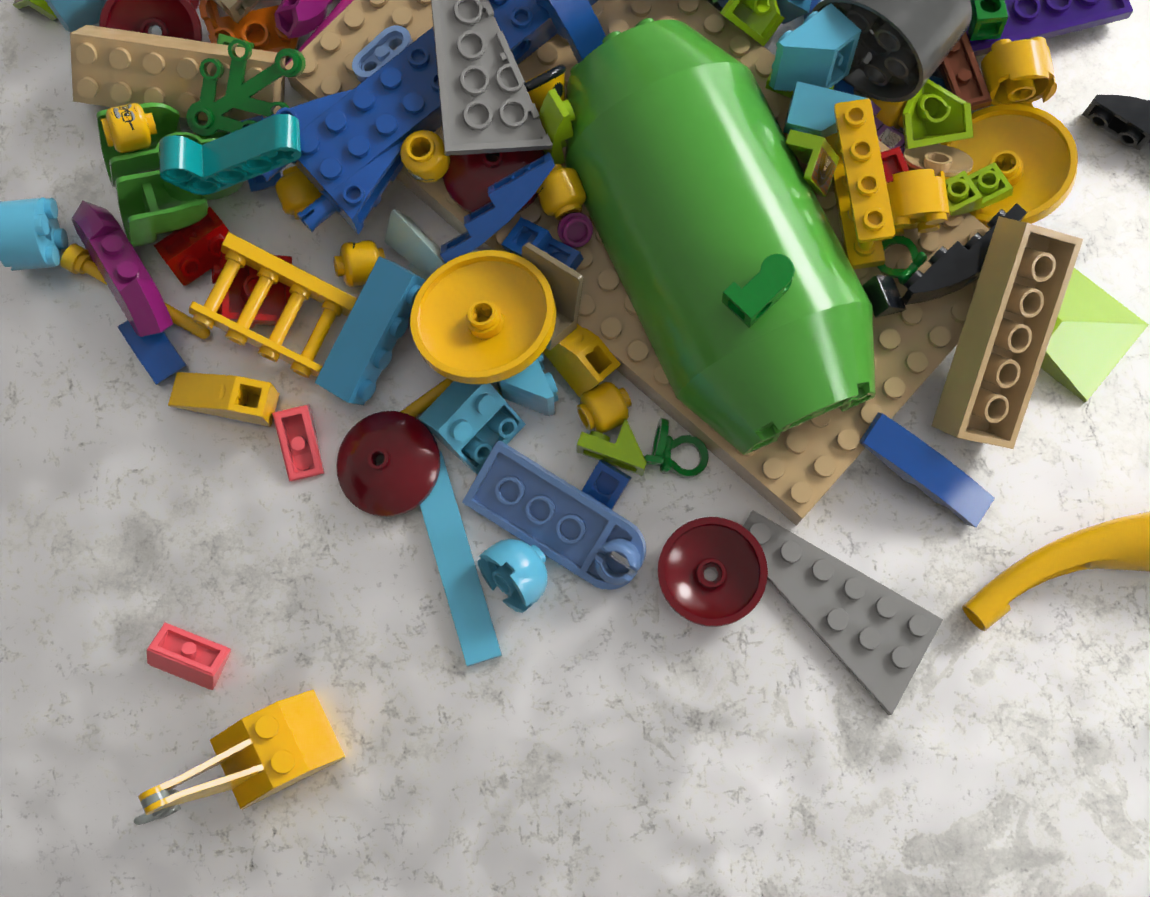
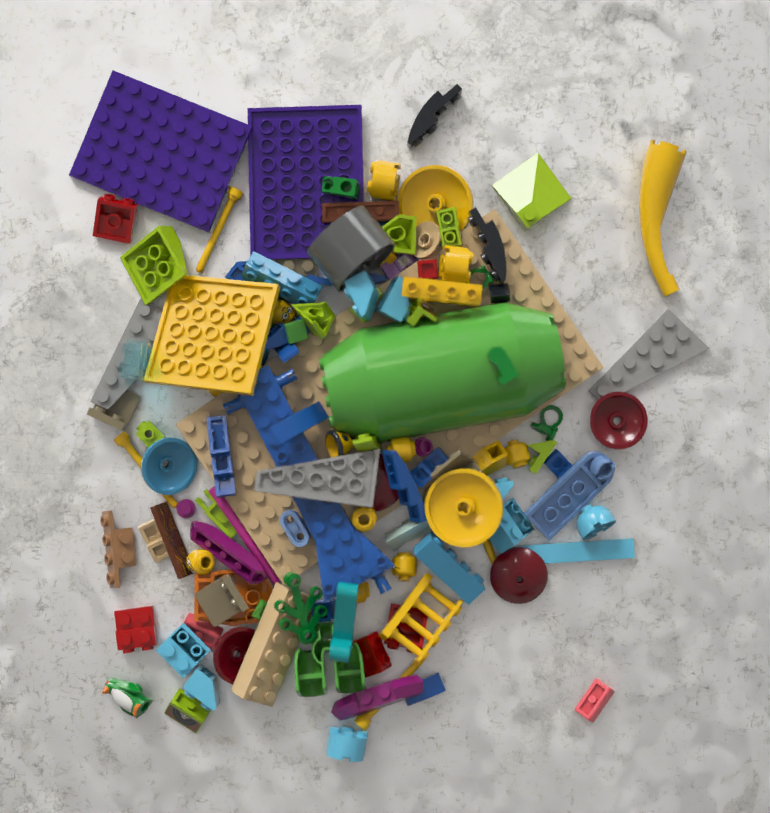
camera: 80 degrees left, 10 degrees up
(128, 128) = (308, 676): yellow head -> none
(225, 396) = (462, 655): yellow slope -> none
(257, 756) = (658, 672): yellow slope -> none
(298, 442) = (494, 620): coral slope -> none
(927, 469) = (592, 295): blue slope -> none
(1006, 332) = (536, 237): tan brick -> none

